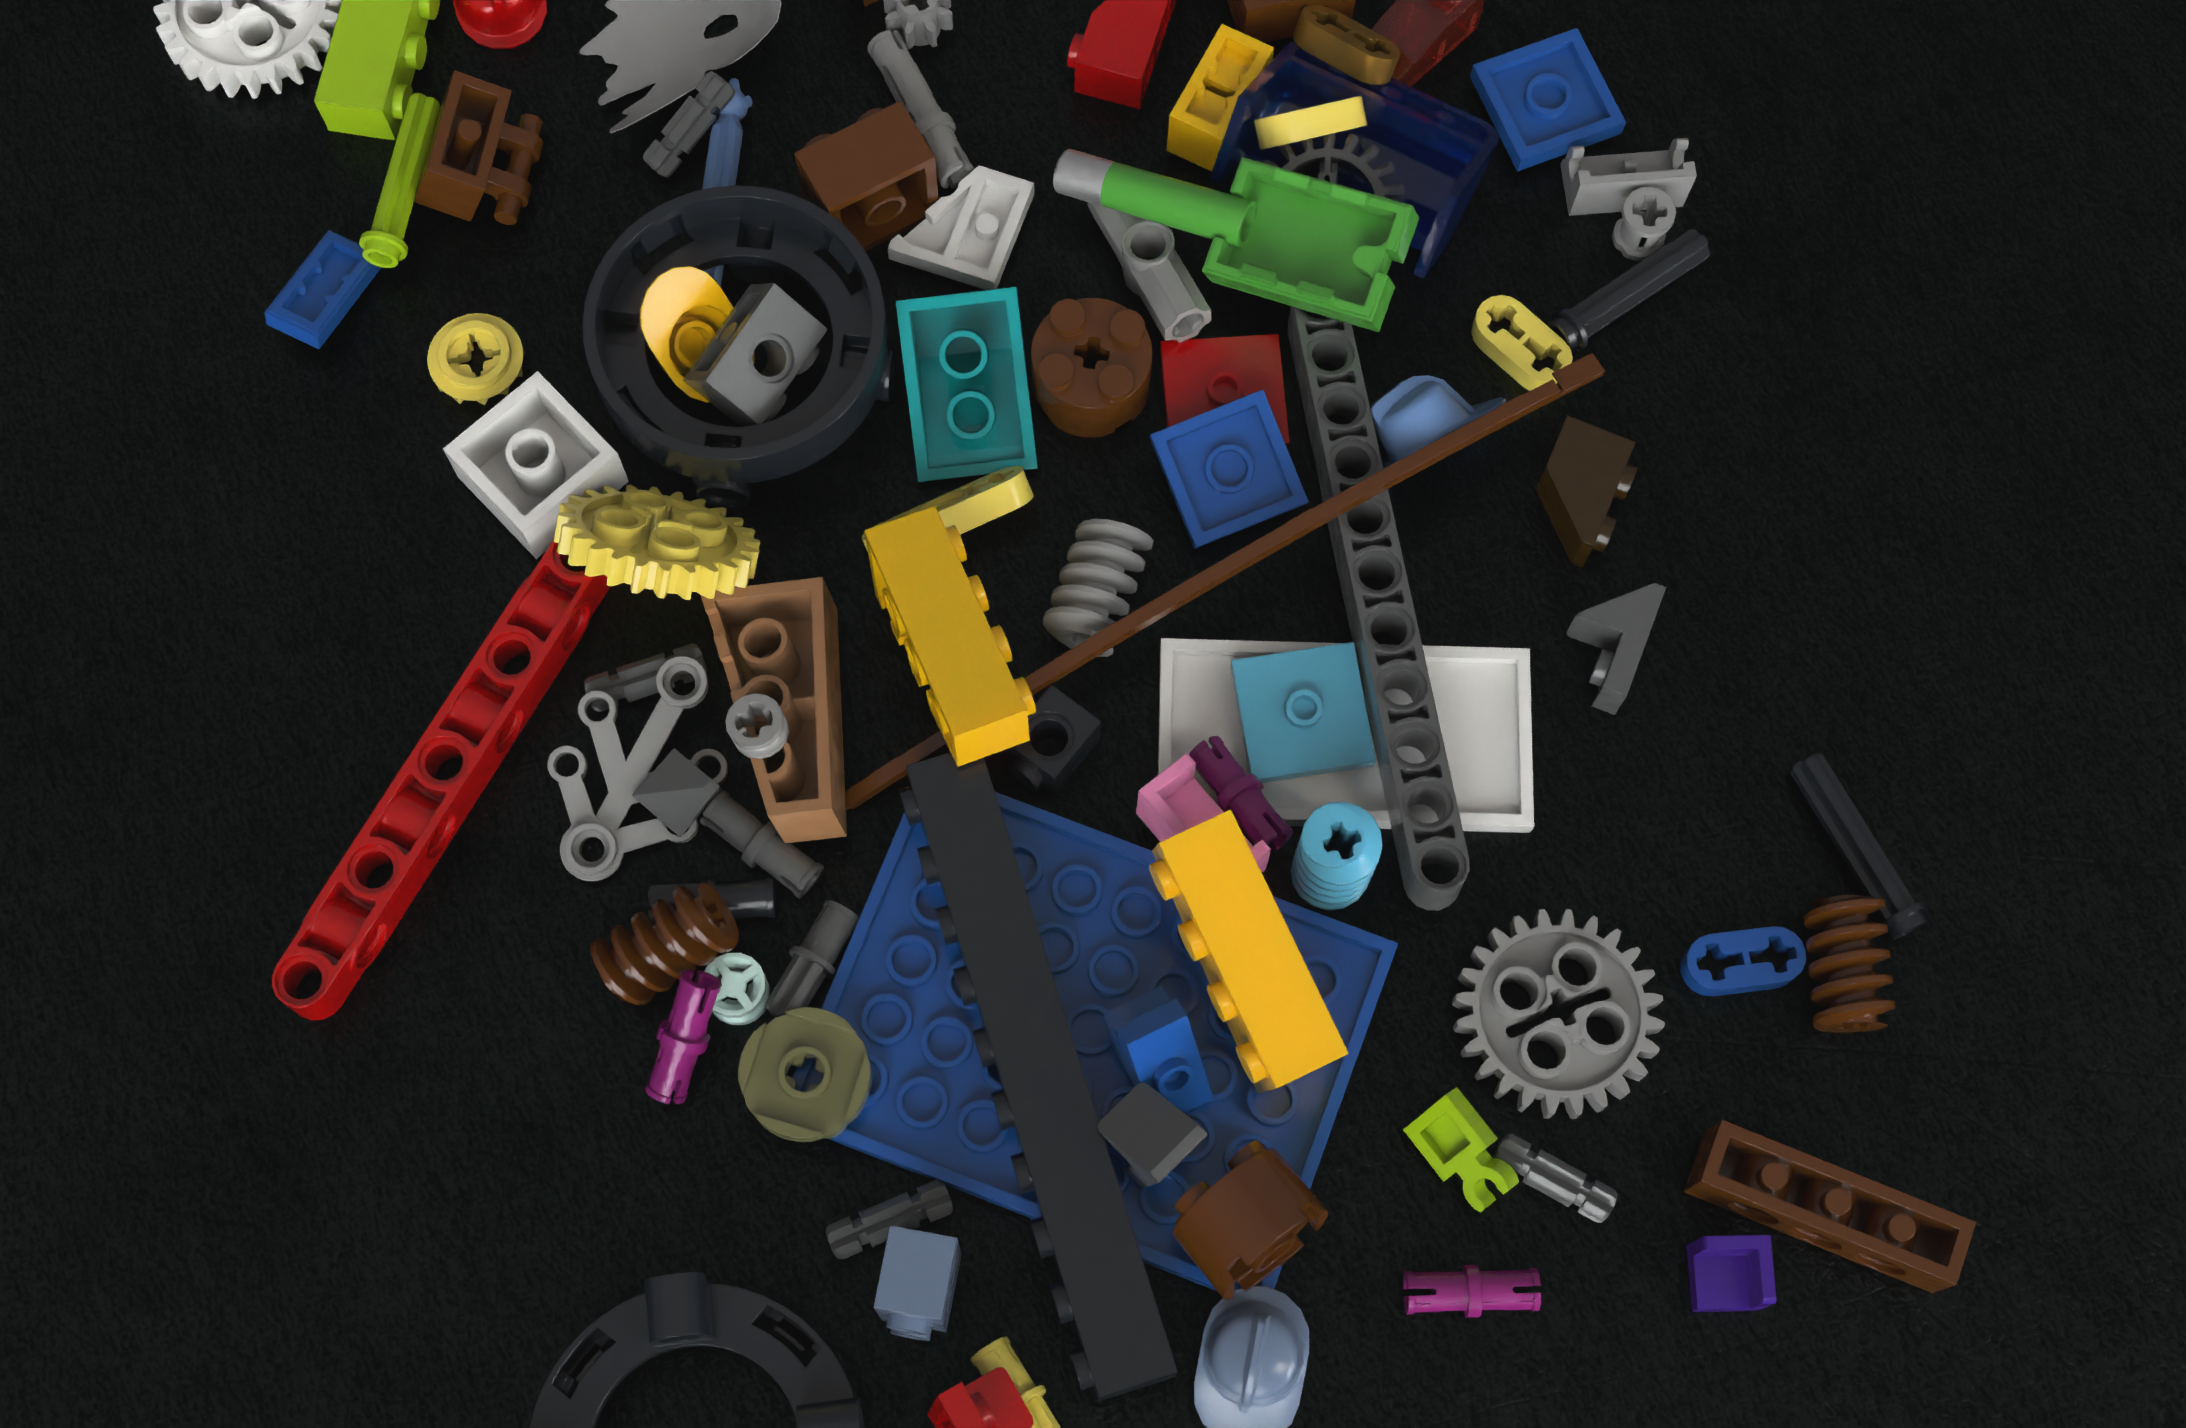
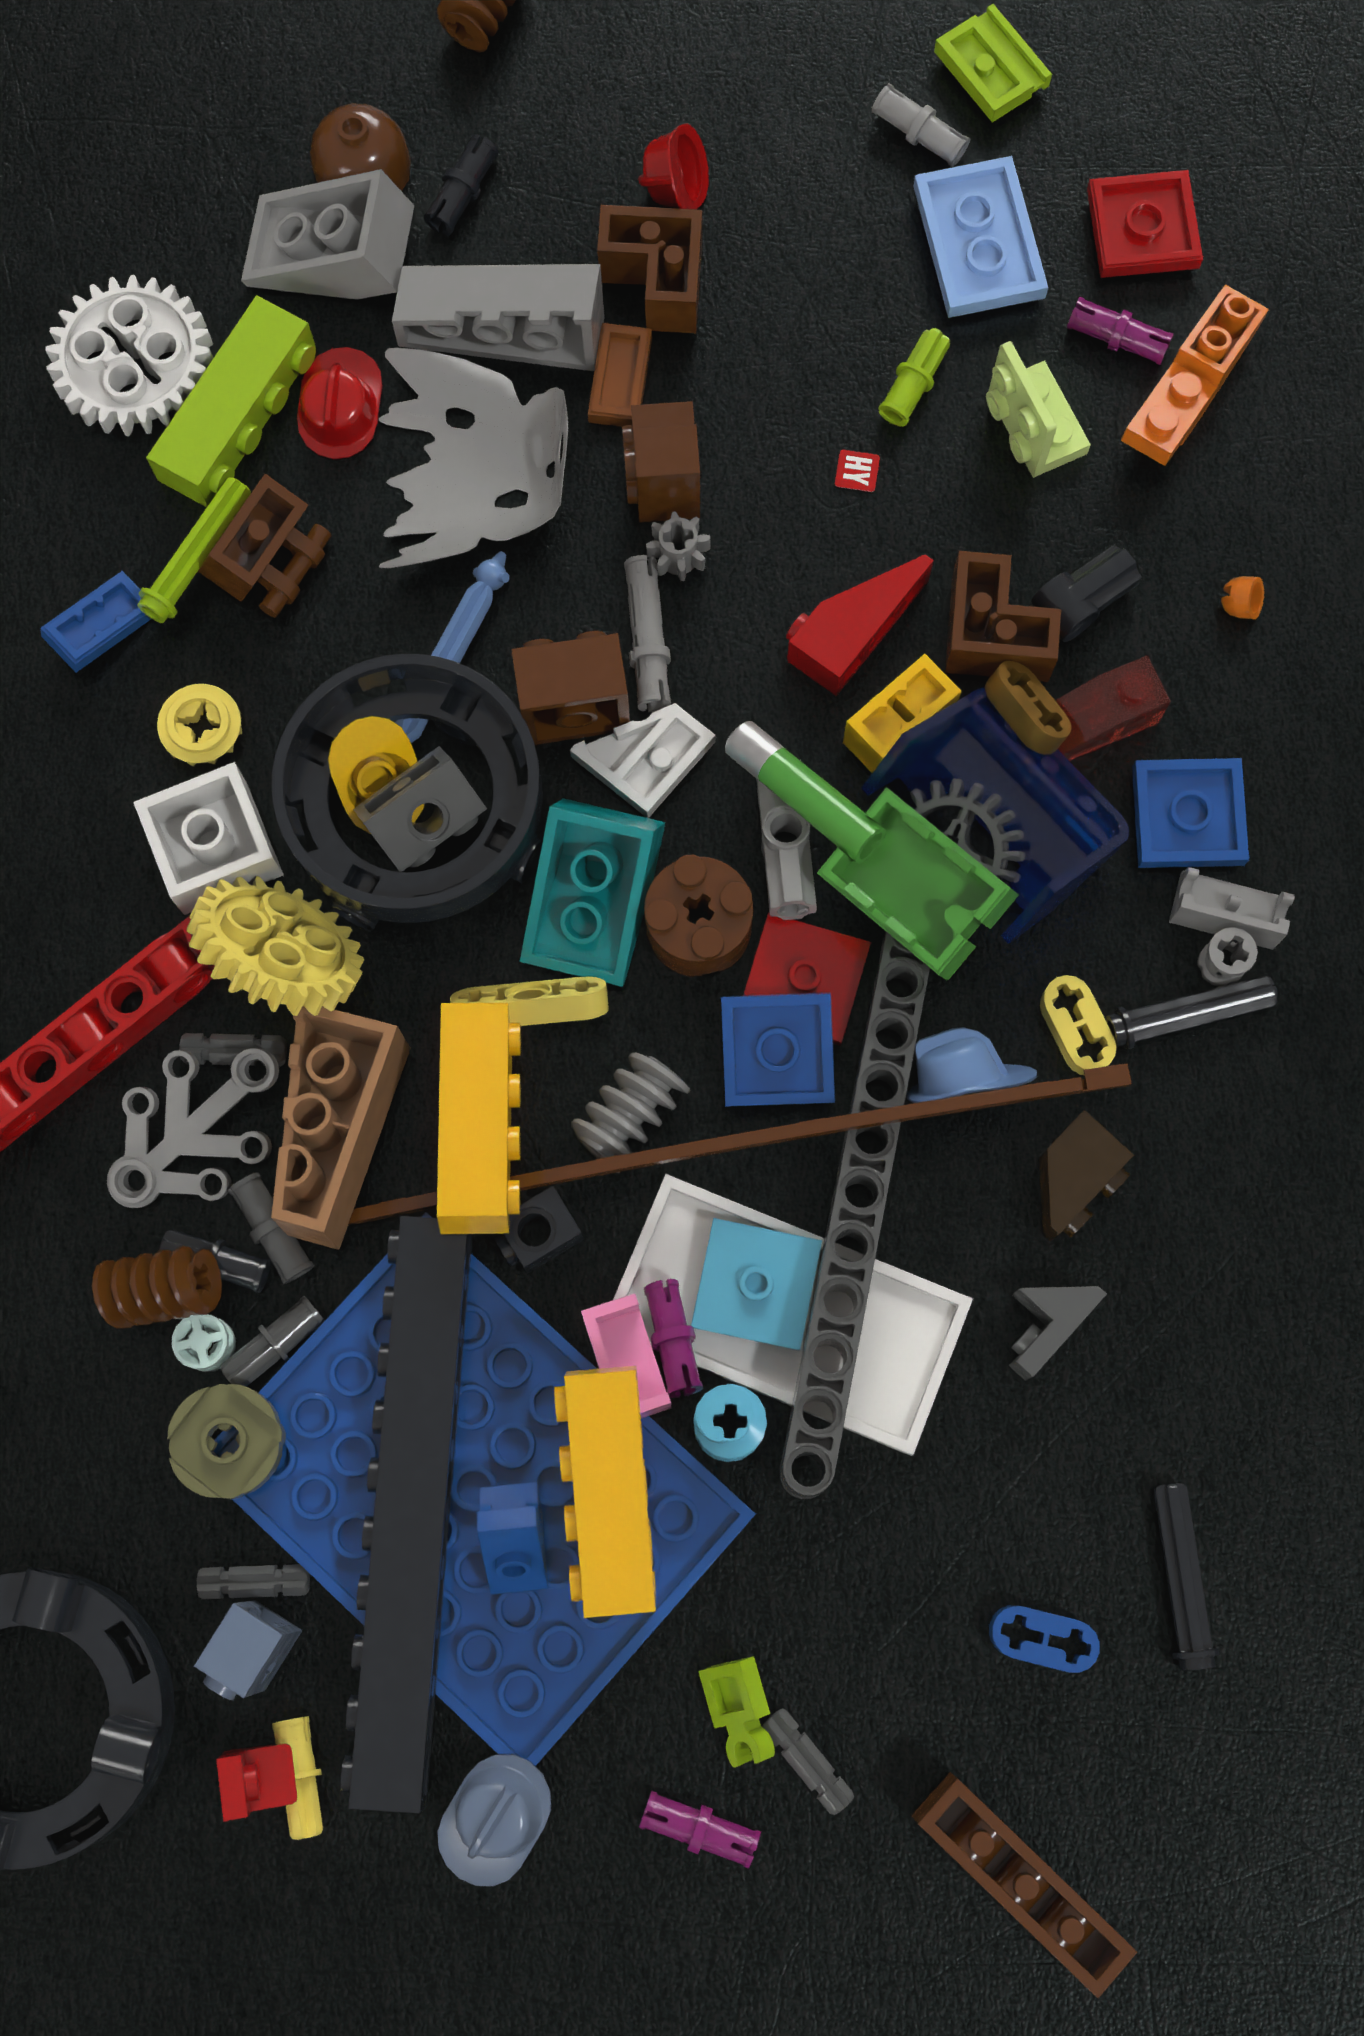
camera: 25 degrees right, 5 degrees up
(677, 792) = (217, 1160): dark grey slope -> none
(683, 1036) = (143, 1369): magenta pin -> none
(689, 124) = (447, 581): dark grey axle -> none
(770, 738) = (286, 1123): light grey bush -> none
(1150, 1134) = (473, 1609): dark grey slope -> none
(1246, 1219) = (526, 1708): reddish brown brick -> none
(1310, 122) = (964, 771): light yellow beam -> none
(1582, 1064) = (866, 1679): light grey gear -> none
(1731, 1273) = (919, 1903): dark purple panel -> none
(1847, 963) = (1131, 1679): reddish brown piece -> none

